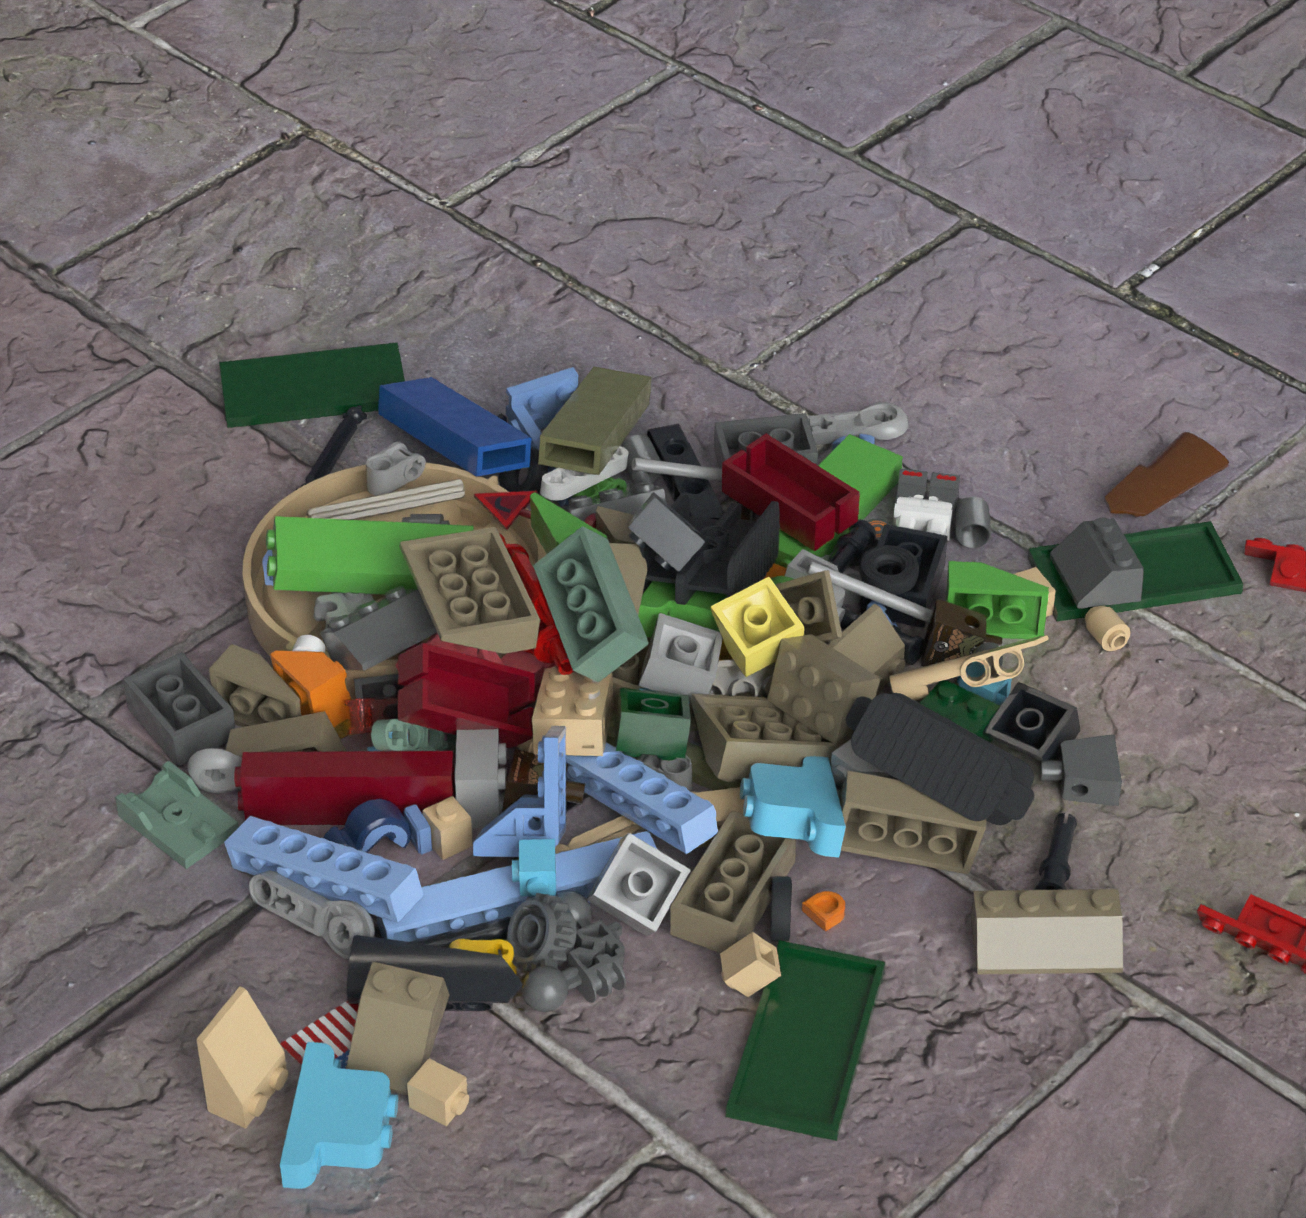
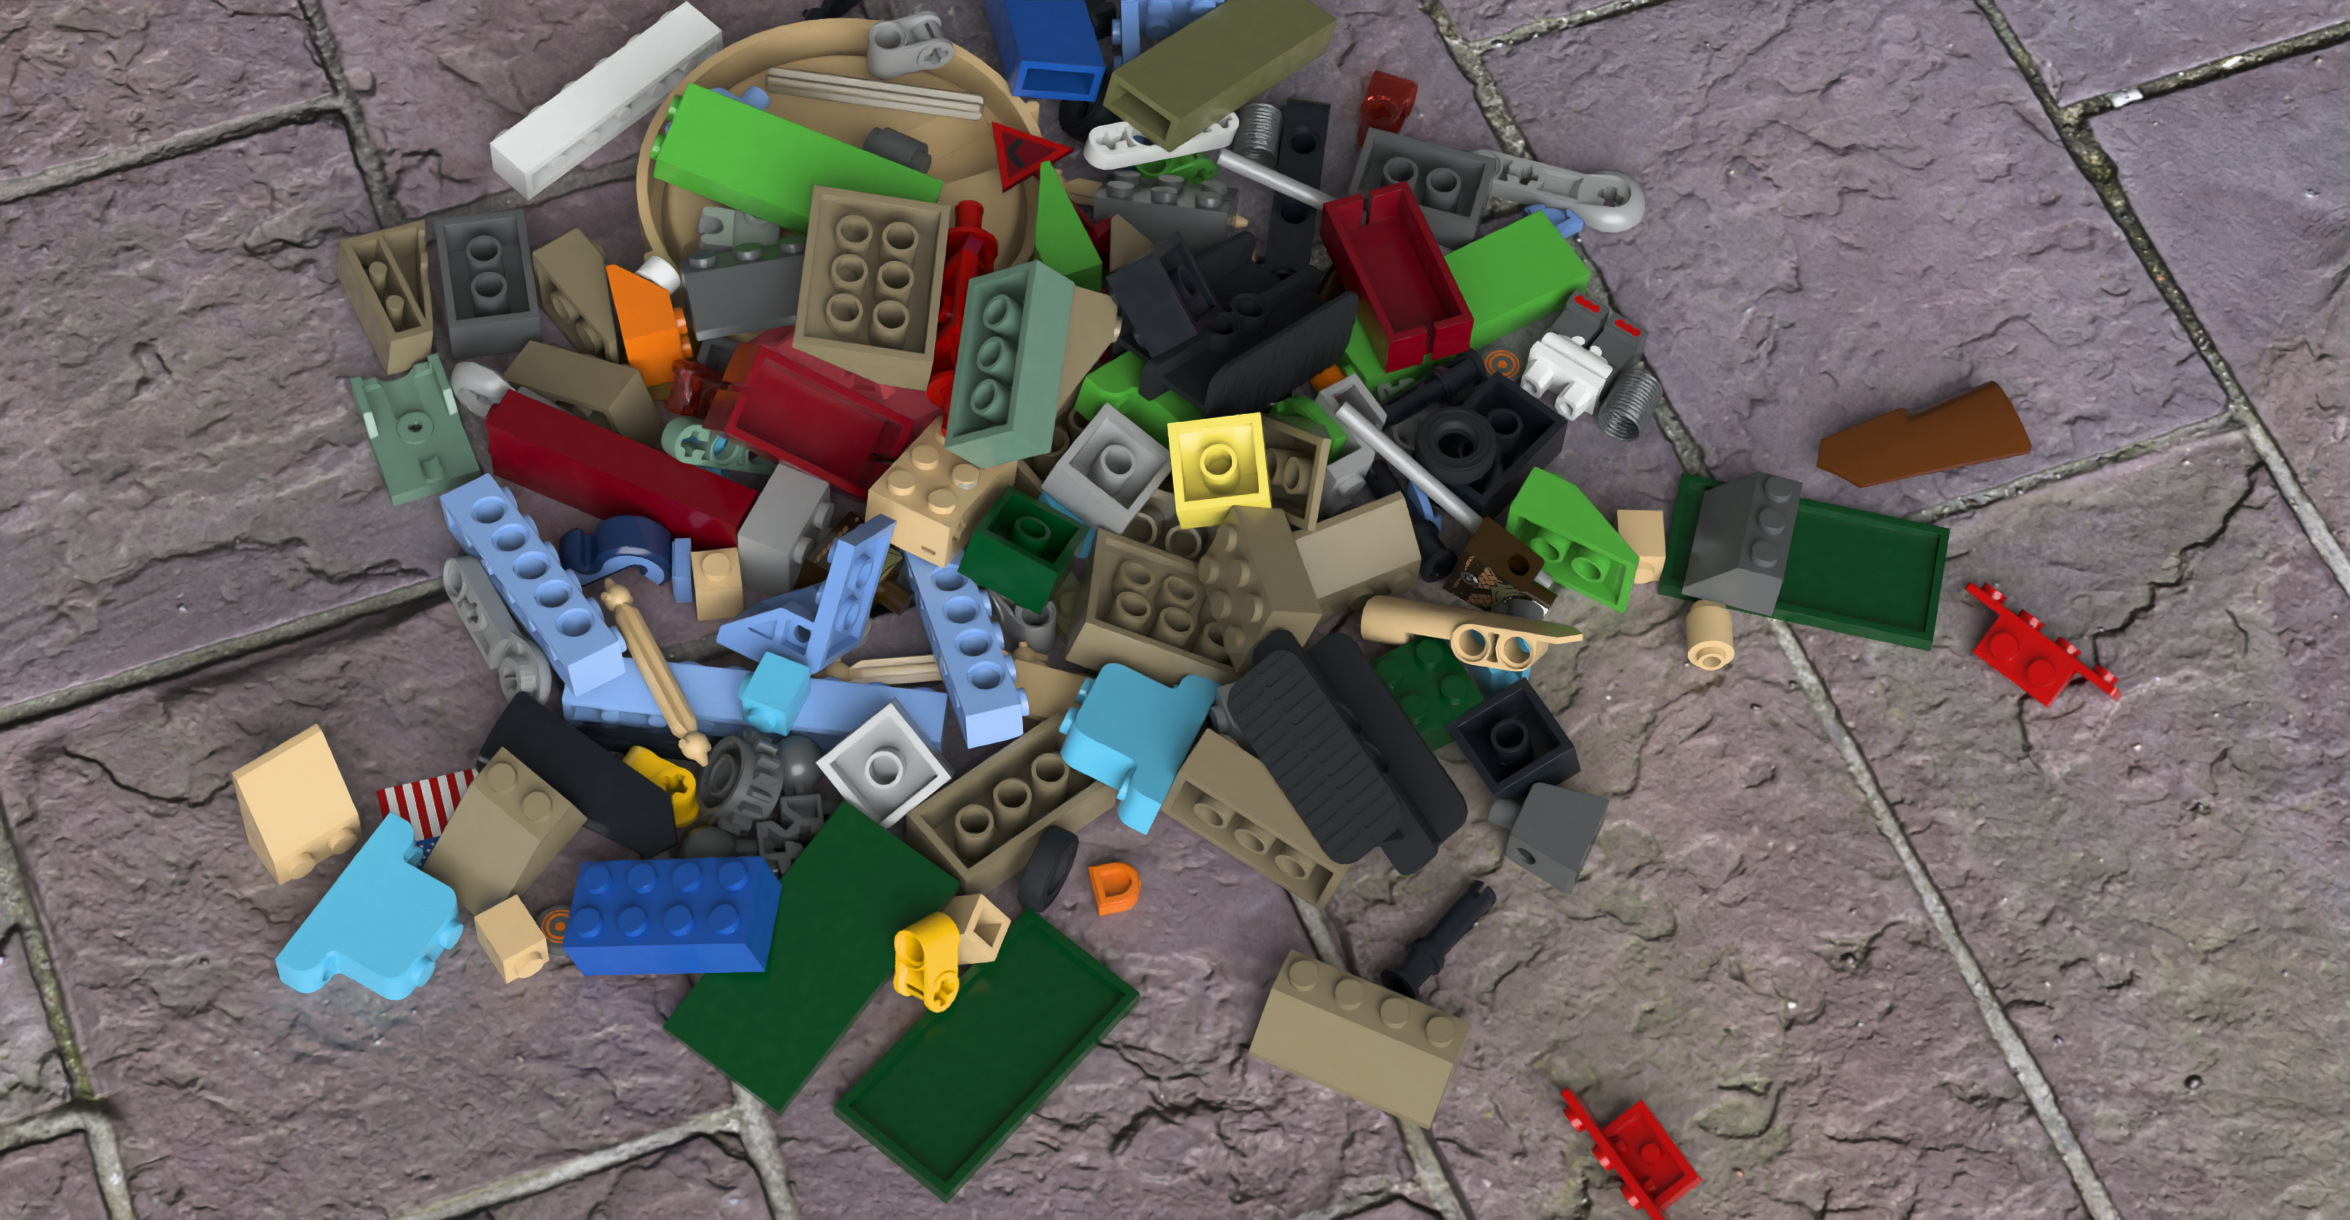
camera: 20 degrees right, 15 degrees up
(114, 738) = (390, 292): none -> dark tan wedge
(192, 581) = (604, 101): none -> white brick
(449, 889) = (656, 672): none -> tan wheel
(473, 1071) = (553, 926): none -> dark grey tile
(548, 1028) = (672, 916): none -> blue brick
(656, 1022) = (823, 962): none -> dark green tile
(707, 412) = (1386, 103): none -> clear red piece
(740, 995) = (928, 961): none -> yellow piece

